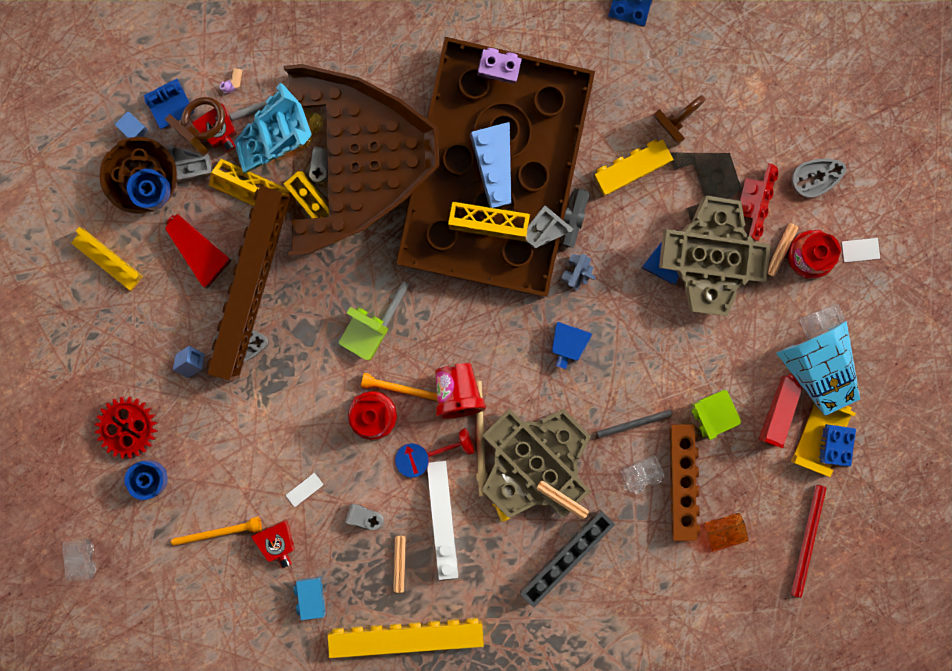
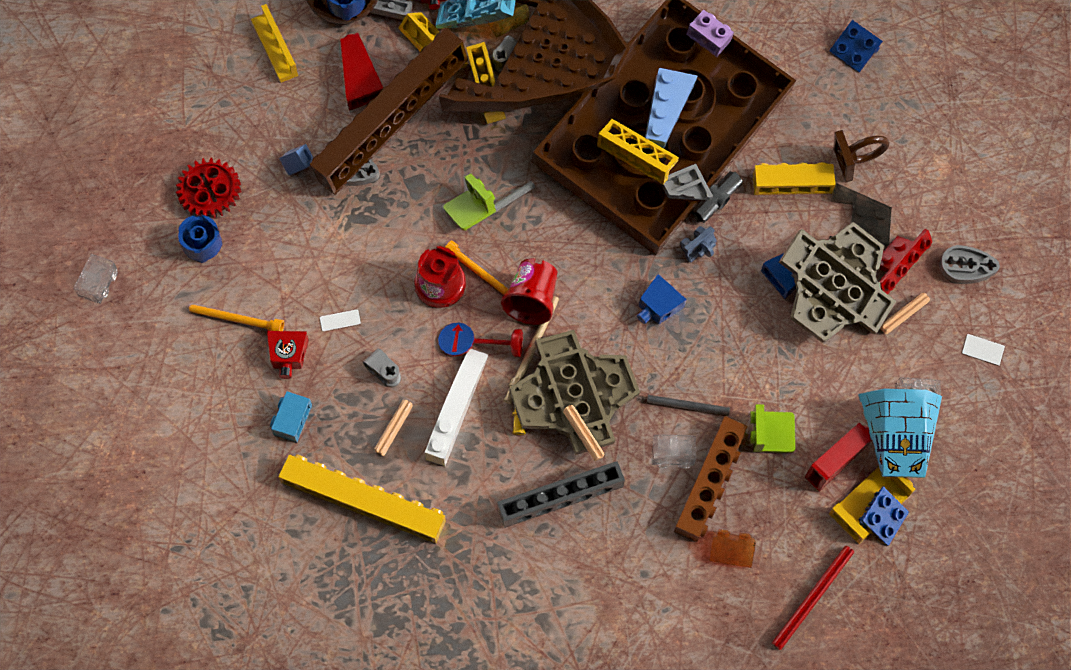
camera: 25 degrees right, 20 degrees down
(813, 254) = (936, 326): red piece -> none

